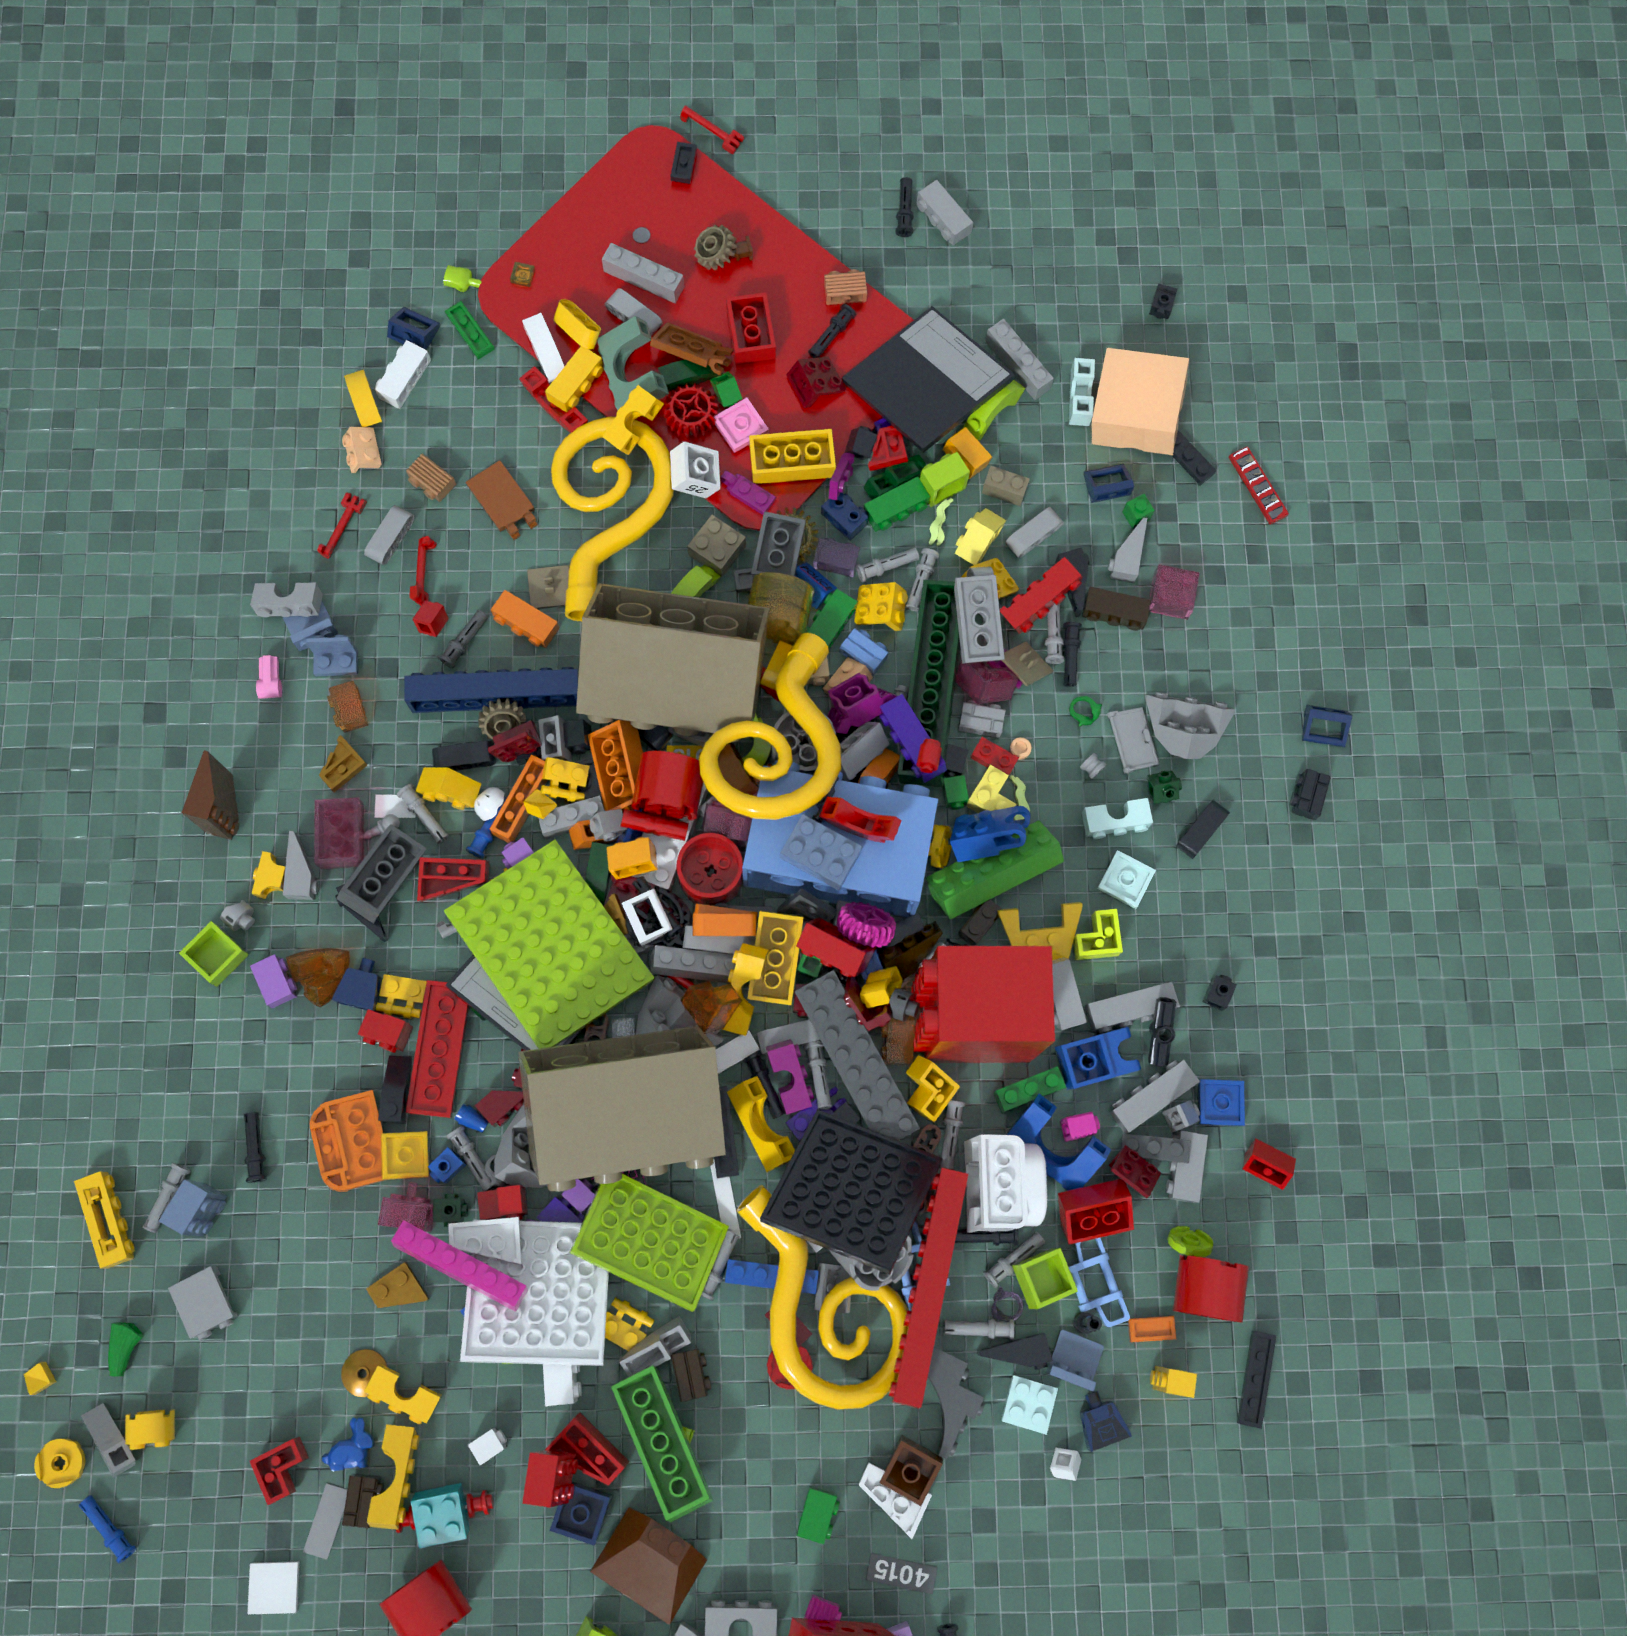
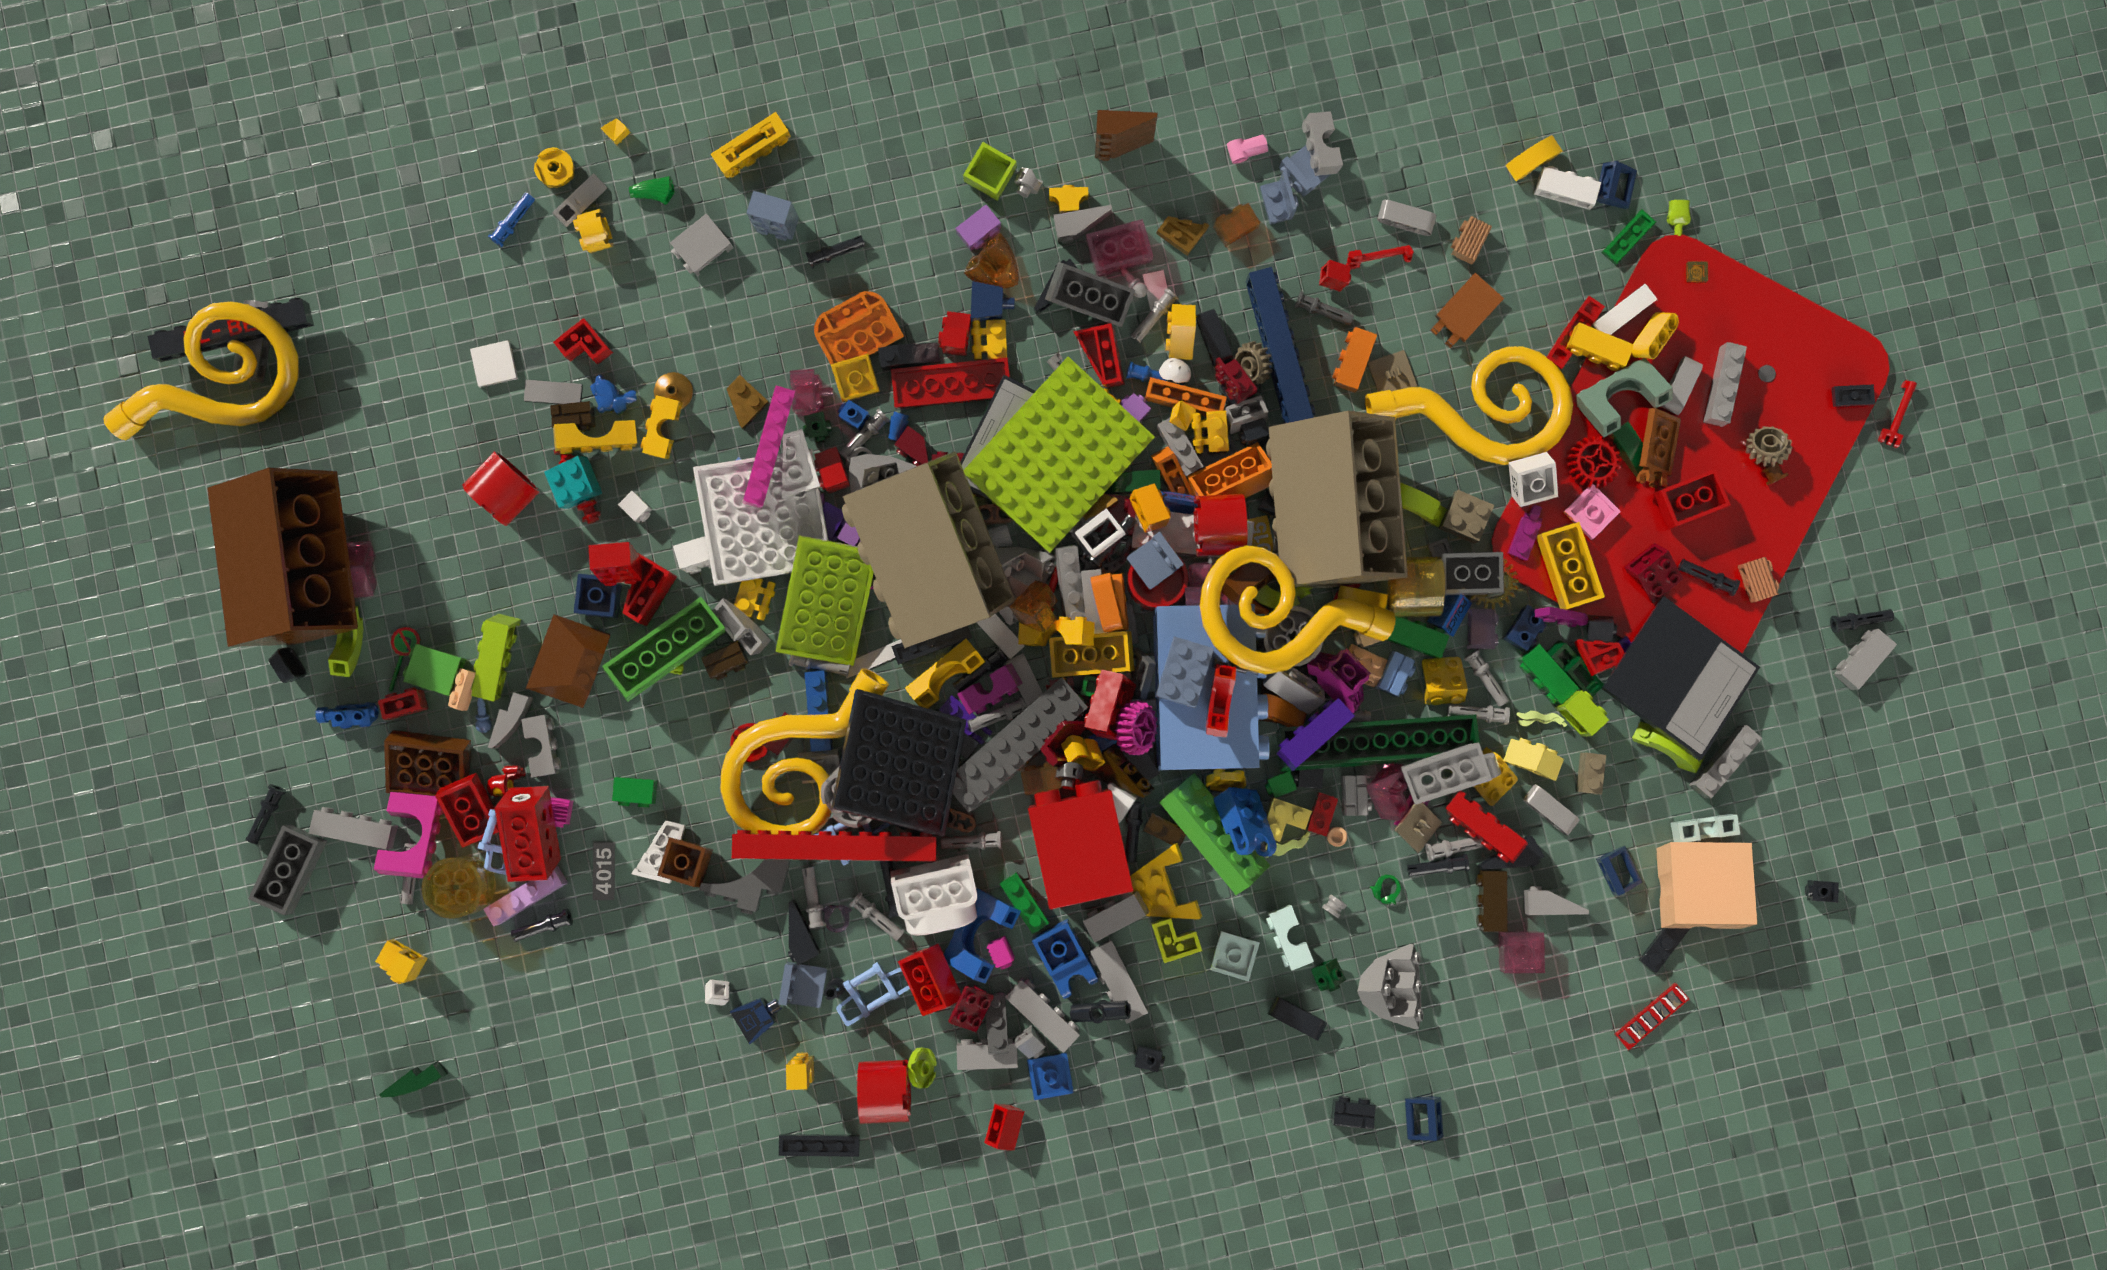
camera: 85 degrees right, 10 degrees up
(168, 1191) = (788, 191): light grey pin -> none
(351, 507) = (1426, 176): red hinge -> none
(361, 448) = (1485, 170): light nougat bracket -> none
(607, 825) = (1177, 480): light grey brick -> none
(620, 431) = (1552, 402): yellow arch -> none
(654, 824) = (1185, 520): red axle -> none
(691, 862) = (1155, 561): none -> sand blue bracket
(726, 389) = (1623, 490): green brick -> none
(929, 755) = (1297, 751): red brick -> none
(934, 1088) = (1005, 818): yellow brick -> none
(969, 449) = (1616, 730): light orange brick -> none
(1029, 1404) = (759, 952): light aqua plate -> none
(1045, 1278) = (864, 946): lime piece -> none
(1130, 740) = (1368, 937): light grey door -> none
(1138, 509) = (1596, 904): green brick -> none
(1152, 1329) = (843, 1047): orange tile -> none

